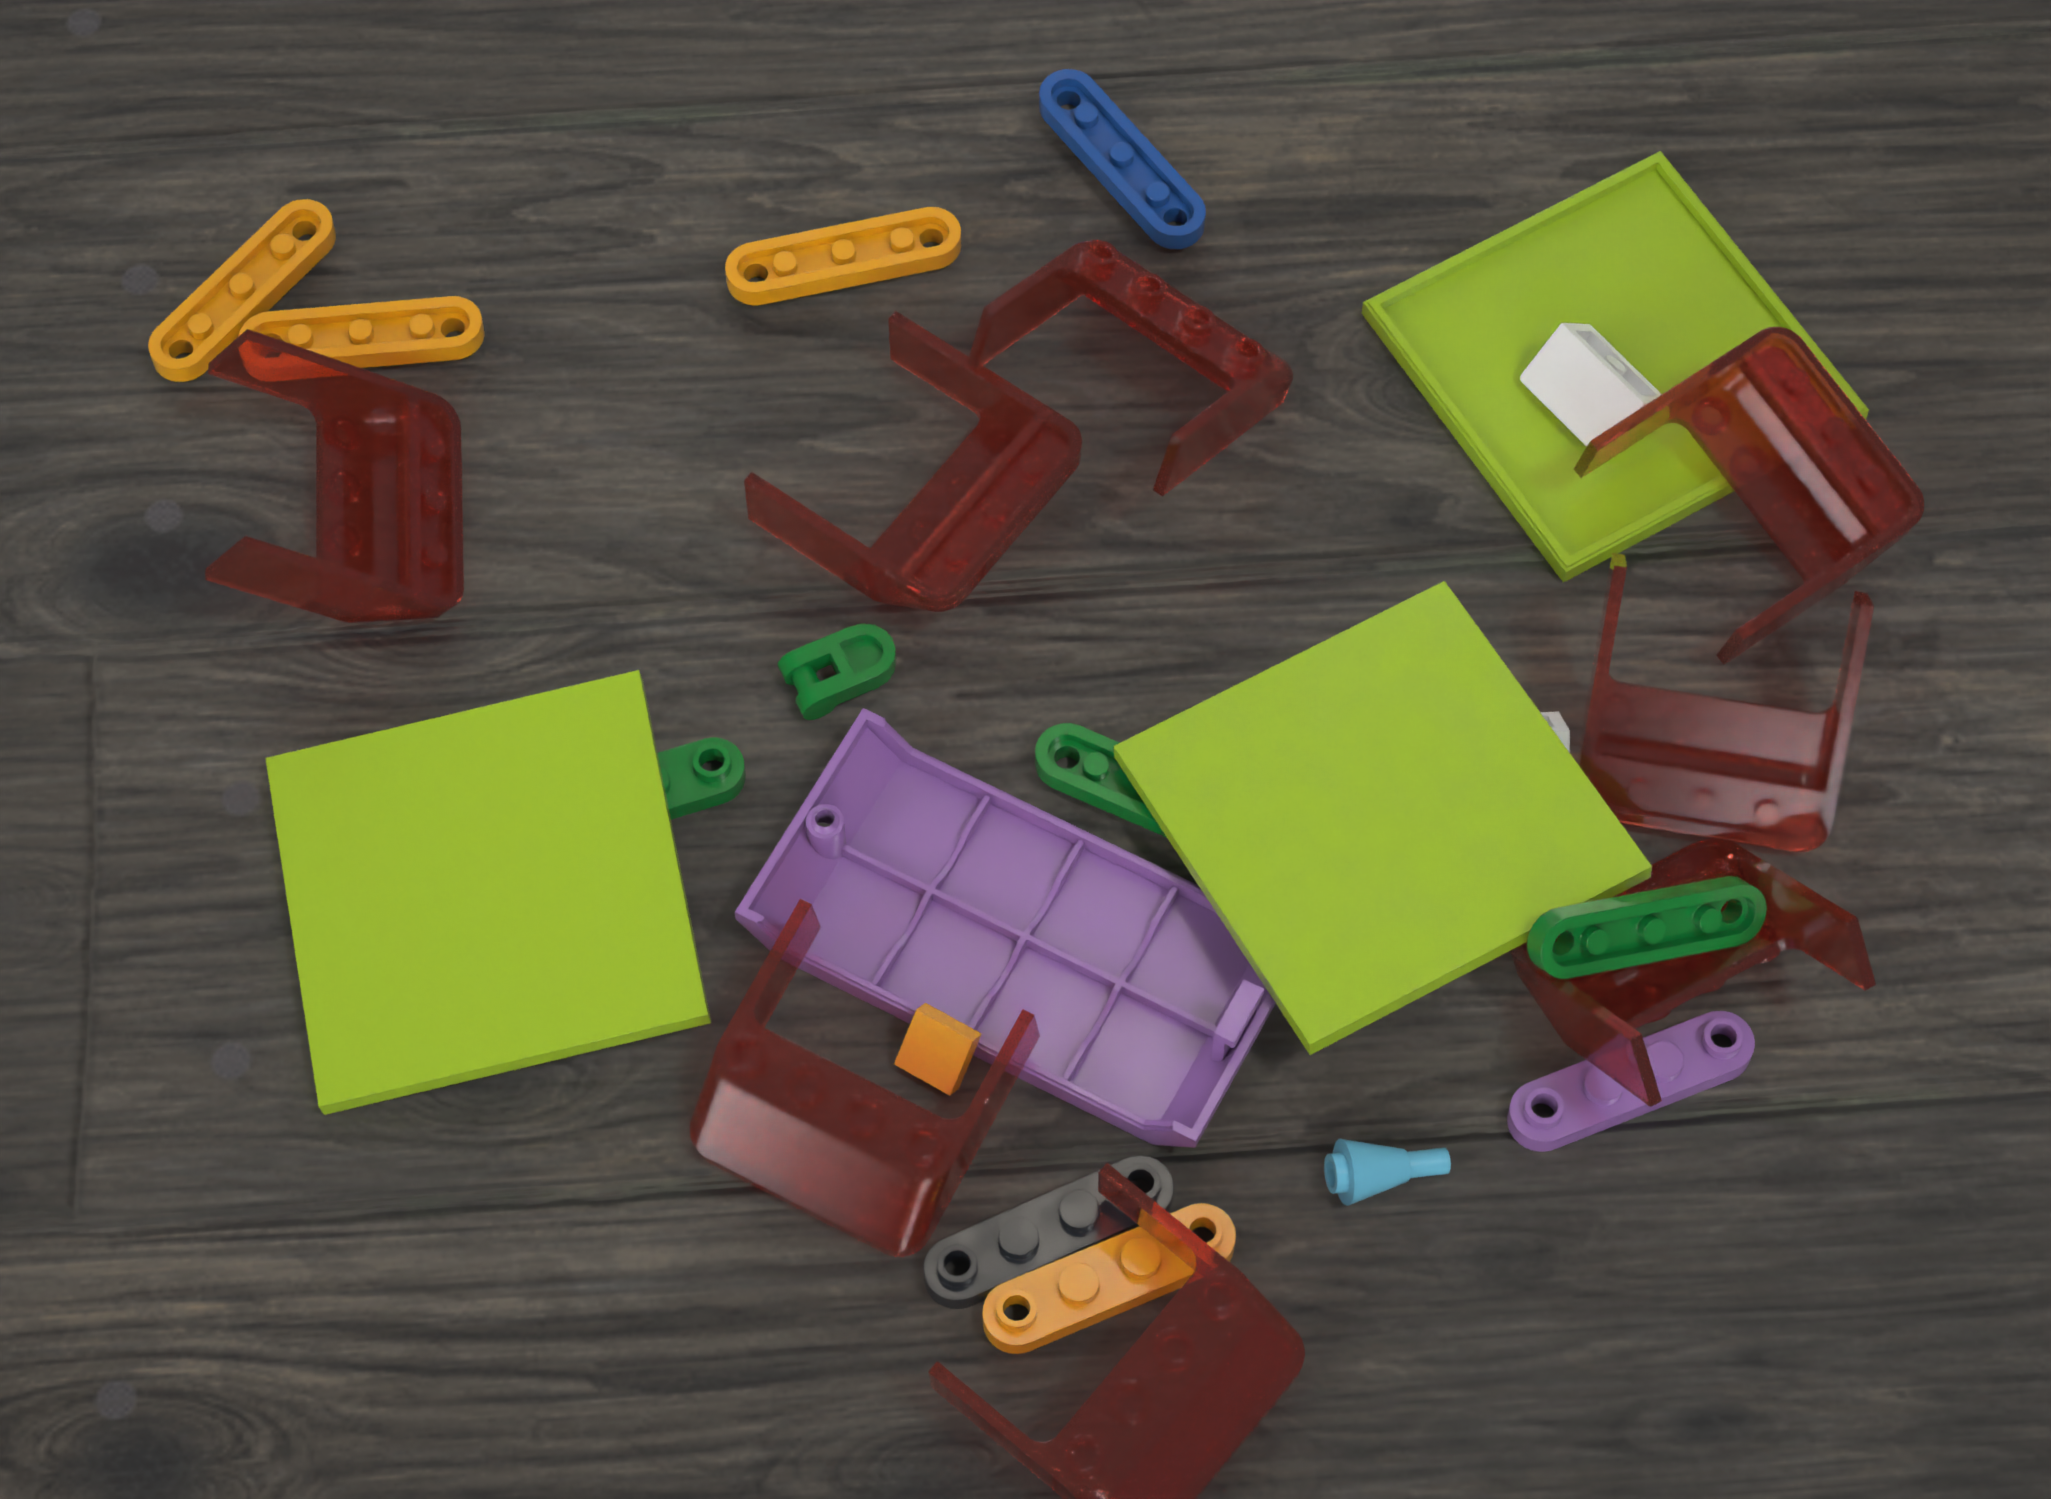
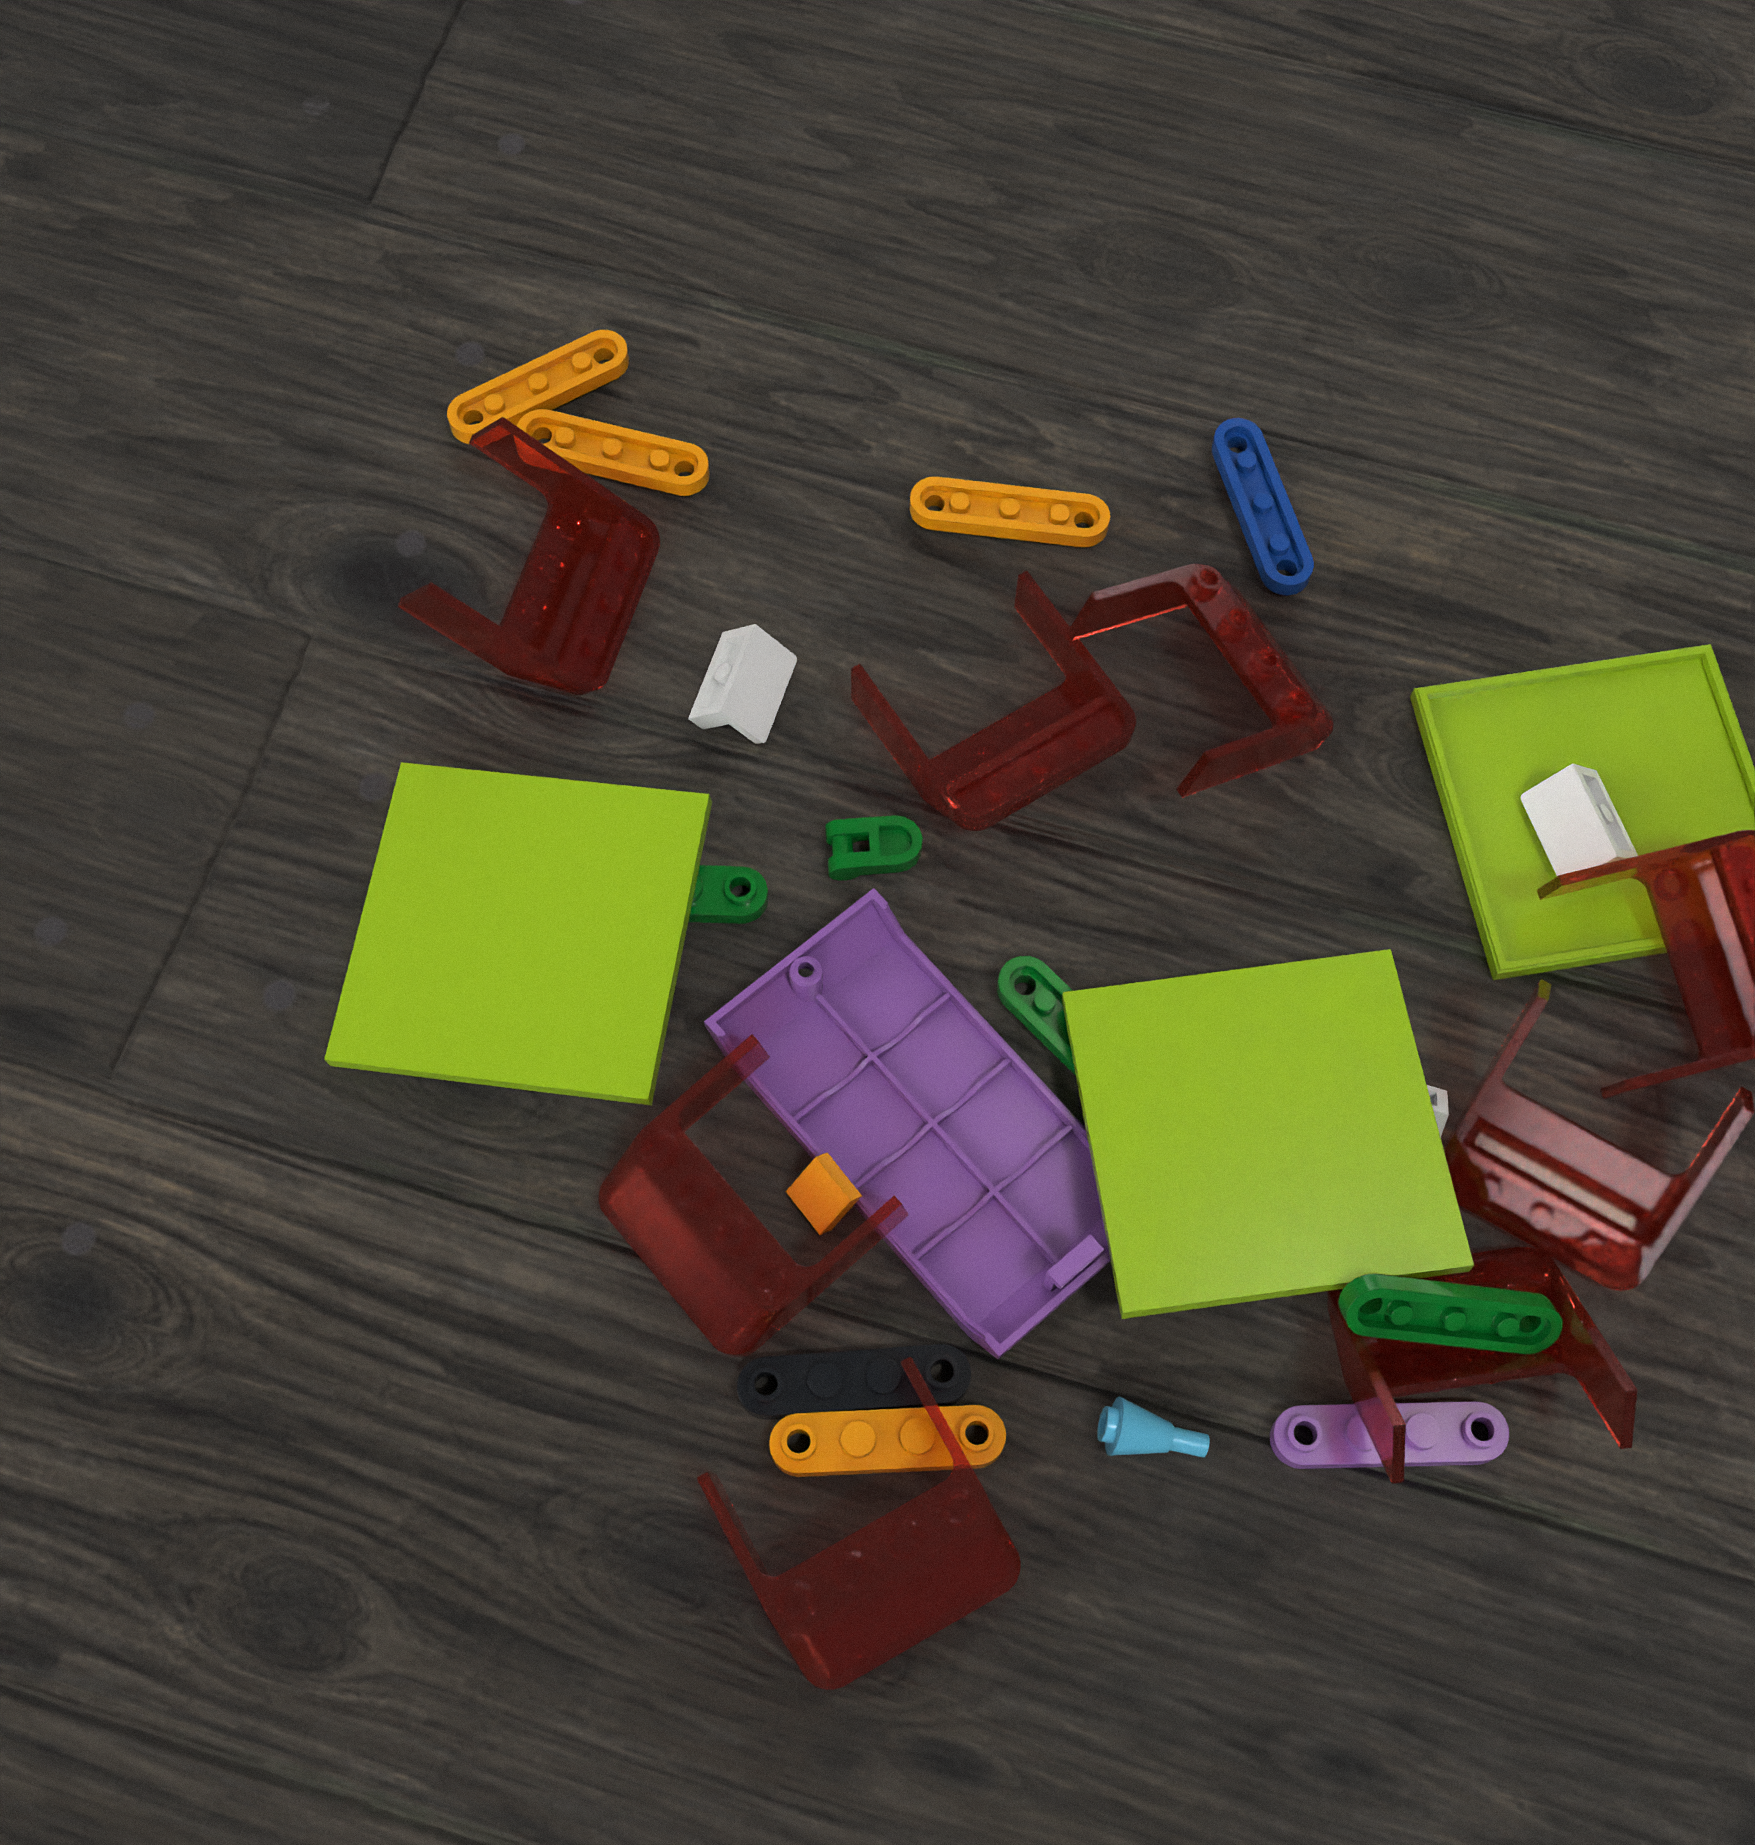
camera: 20 degrees right, 5 degrees up
(620, 541) = (744, 683): none -> white panel

